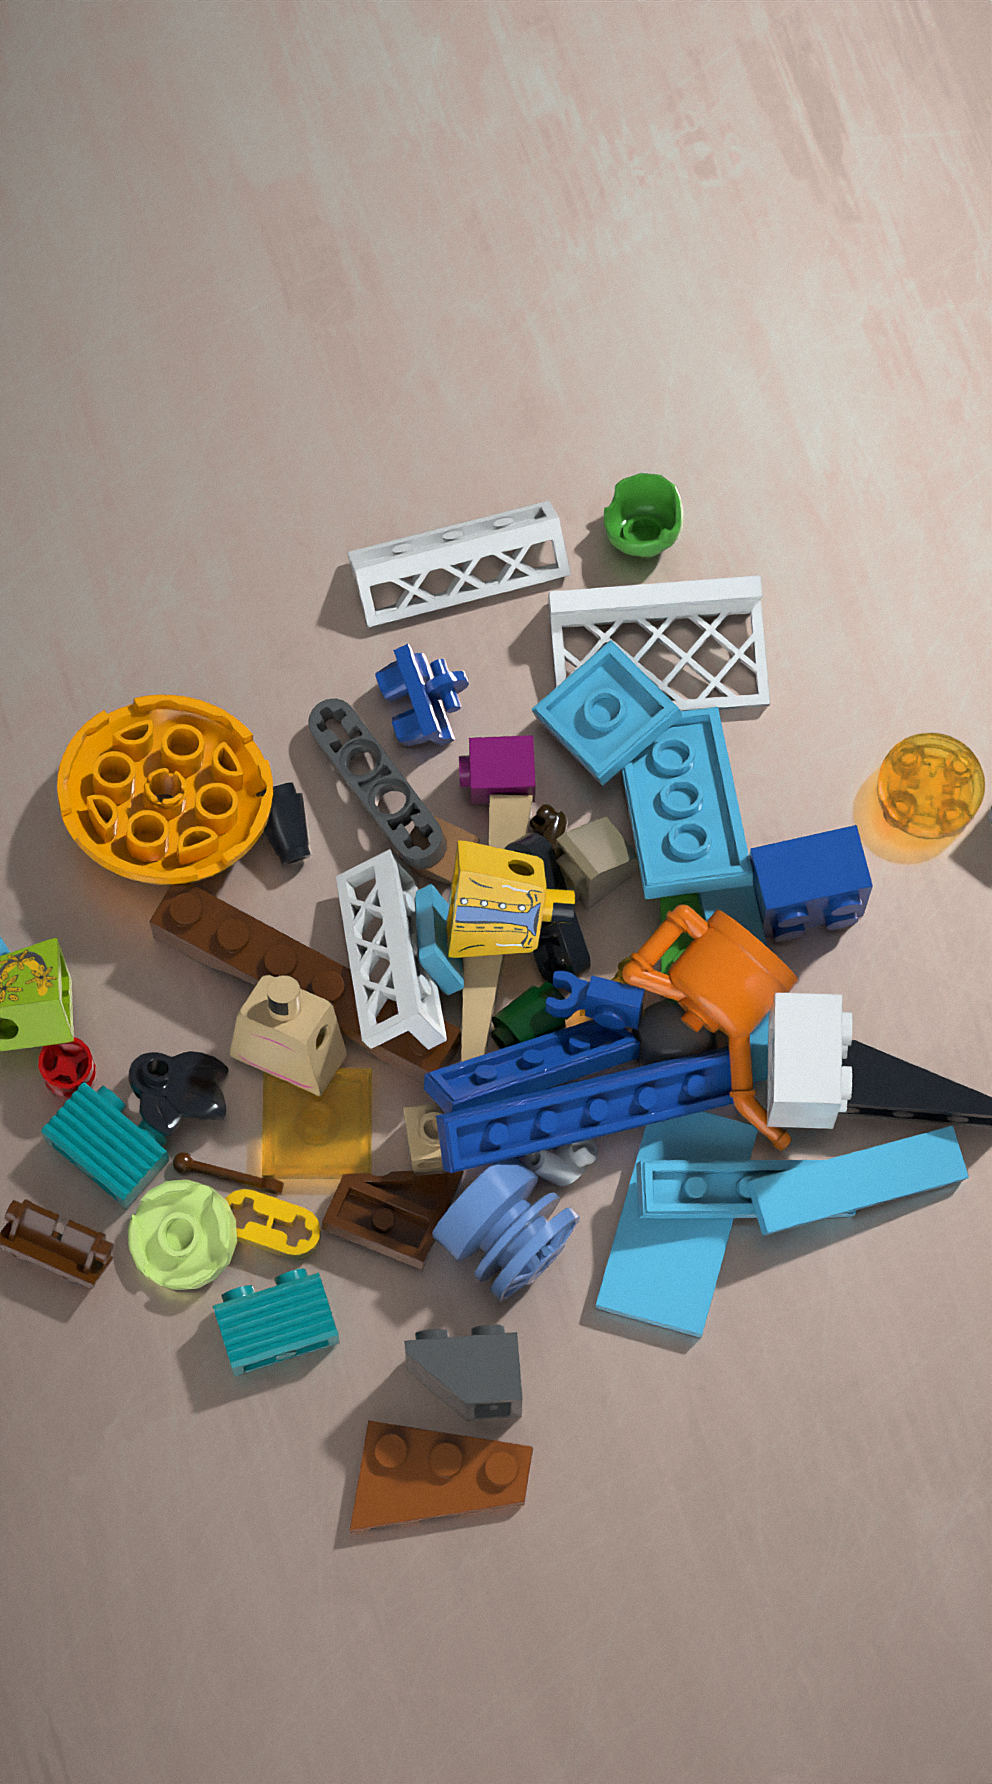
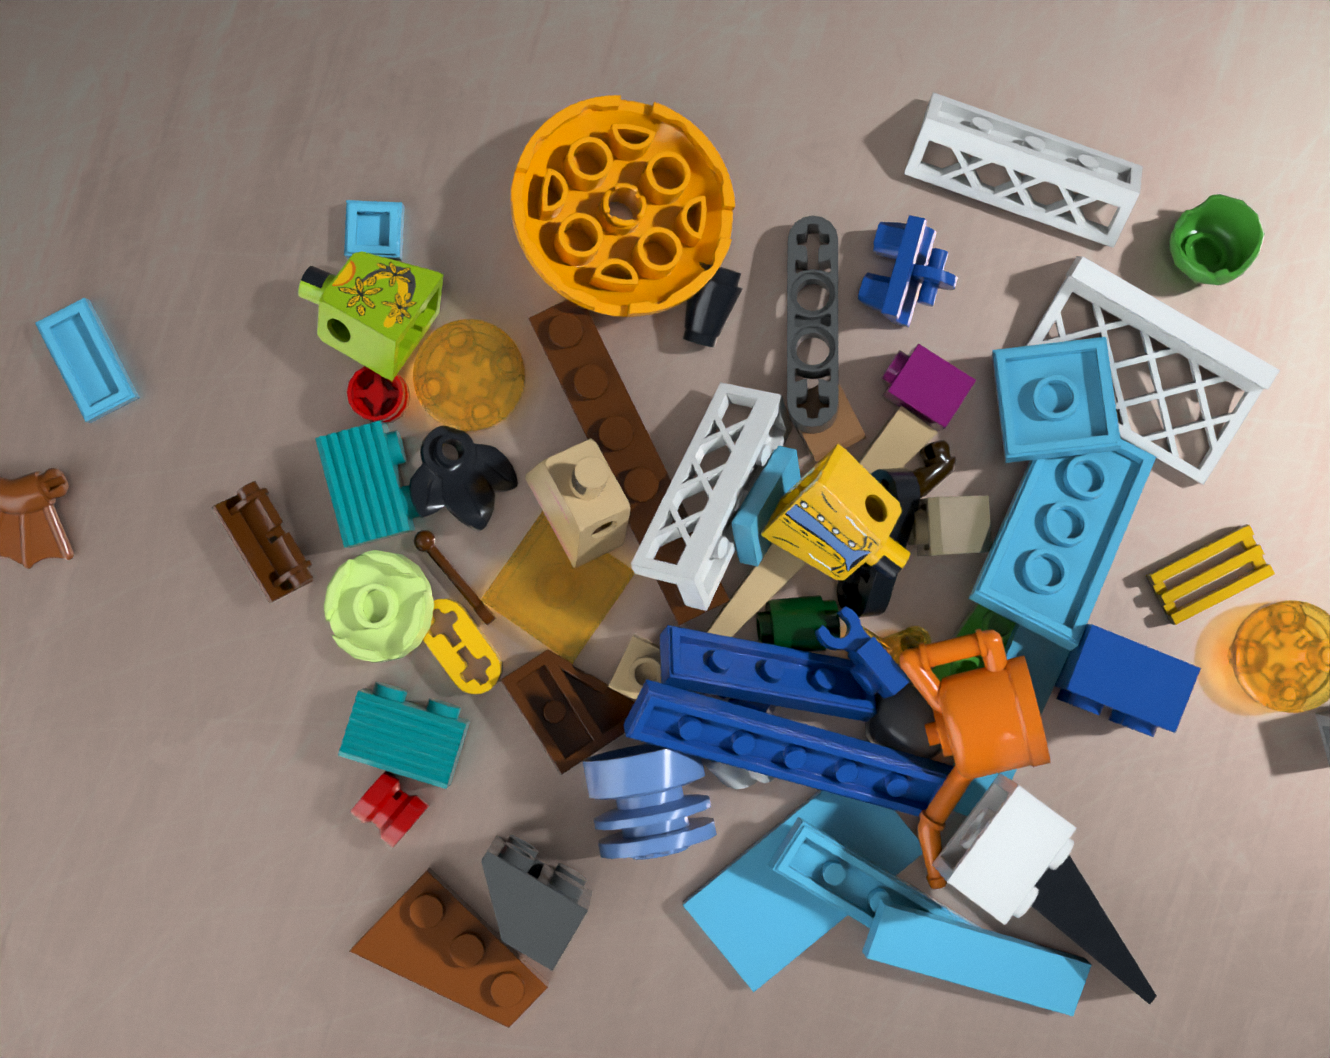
camera: 40 degrees right, 15 degrees up
(130, 1005) = (469, 375): none -> clear yellow tile
(307, 1389) = (389, 808): none -> red wheel
(844, 729) = (1252, 553): none -> yellow tile

